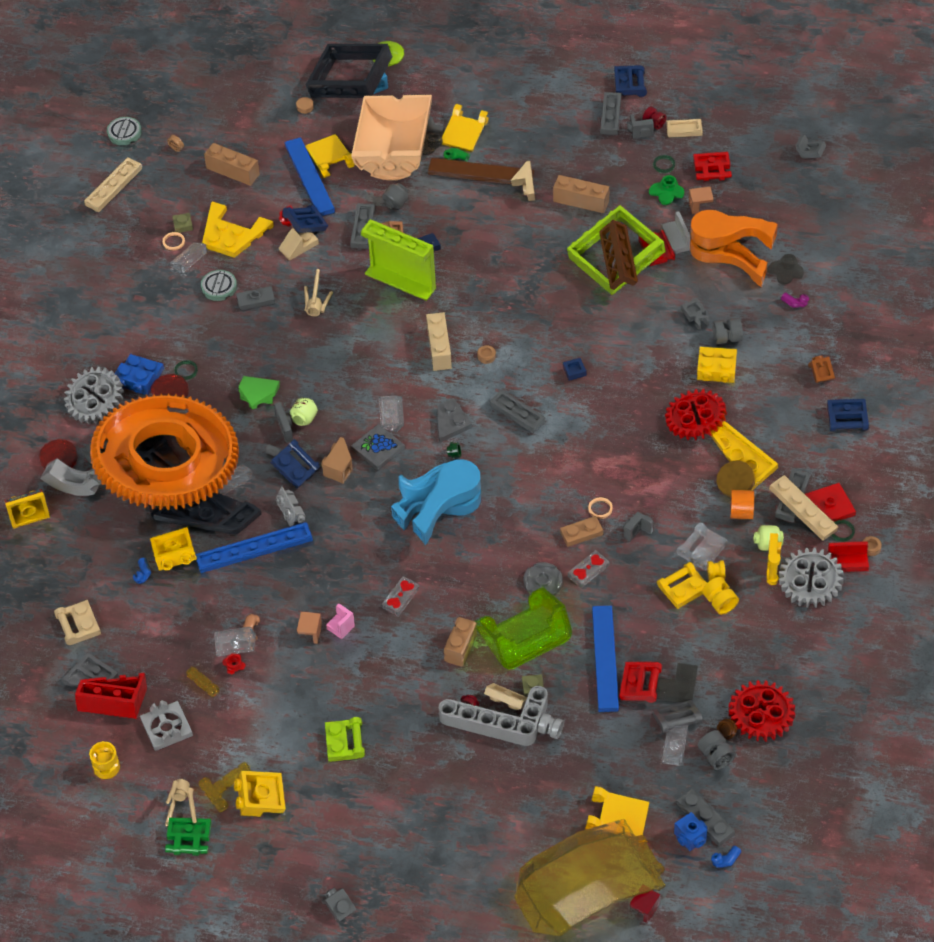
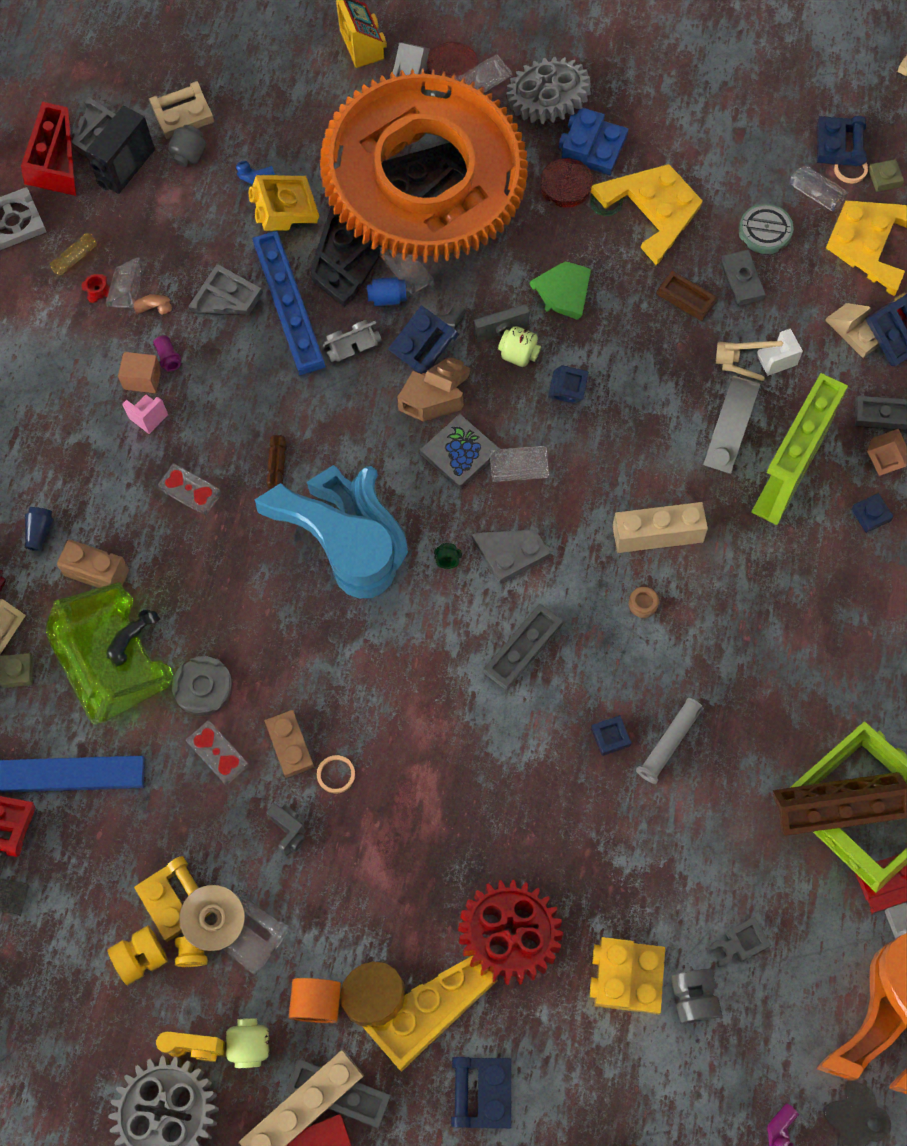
camera: 90 degrees right, 15 degrees up
(76, 432) = (487, 73): none -> clear slope
(115, 612) = (186, 145): none -> dark grey head
(120, 647) = (124, 131): none -> black window
(153, 247) = (832, 140): none -> dark blue plate
(192, 336) = (661, 197): none -> yellow wing
(246, 581) = (226, 294): none -> flat silver wing
(253, 486) = (387, 291): none -> blue brick
(266, 328) = (687, 295): none -> reddish brown tile
(292, 615) = (168, 357): none -> magenta pin
(309, 278) = (783, 357): none -> white panel
(324, 447) = (447, 374): none -> medium nougat plate
(336, 383) = (568, 384): none -> dark blue brick
(368, 297) = (731, 424): none -> light grey arch
(381, 547) = (276, 460): none -> reddish brown axle
(428, 680) = (37, 526): none -> dark blue cone
(517, 623) = (122, 638): none -> black arm
(577, 341) = (670, 741): none -> light grey pin
(697, 553) = (228, 914): none -> tan dish
(786, 430) = (493, 1093): none -> dark blue plate

